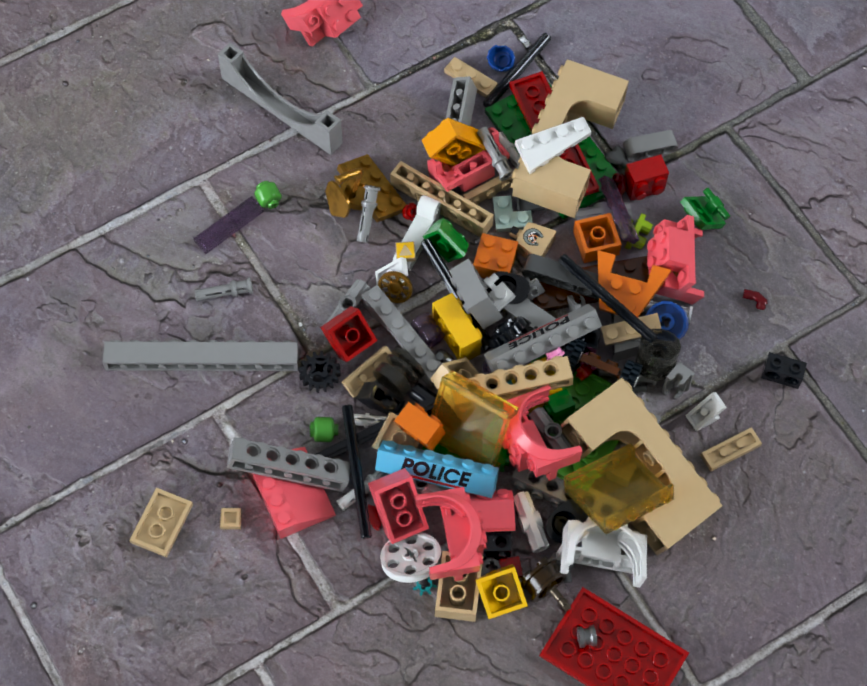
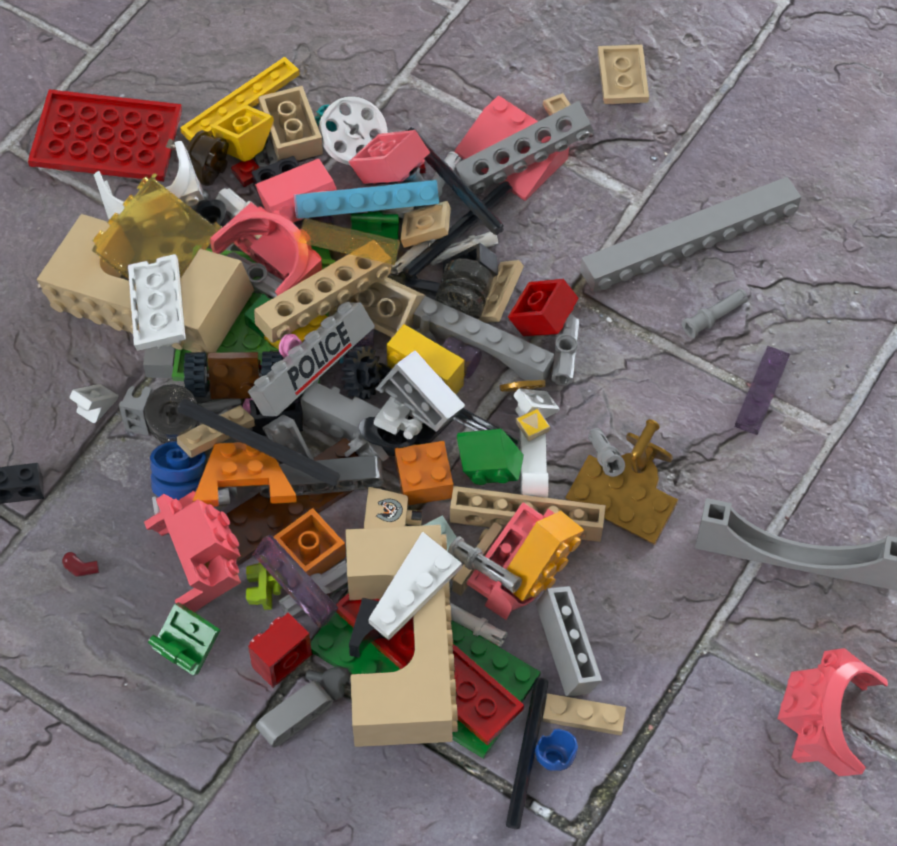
camera: 155 degrees right, 5 degrees down
(267, 194) = (739, 435): bright green head -> none
(319, 364) = (554, 265): black gear -> none
(323, 429) = (514, 213): bright green head -> none
(406, 211) = (558, 489): red plate -> none
(420, 426) = (402, 211): orange brick -> none
(462, 532) = (303, 141): coral piece -> none
(487, 638) = (248, 94): none -> yellow plate
(585, 156) = (363, 632): none -> black arch
(586, 636) = (138, 125): flat silver wheel -> none
(620, 181) = (315, 635): dark red arm -> none
(643, 416) = (157, 302): none -> white piece
(731, 449) = (50, 374): tan plate -> none

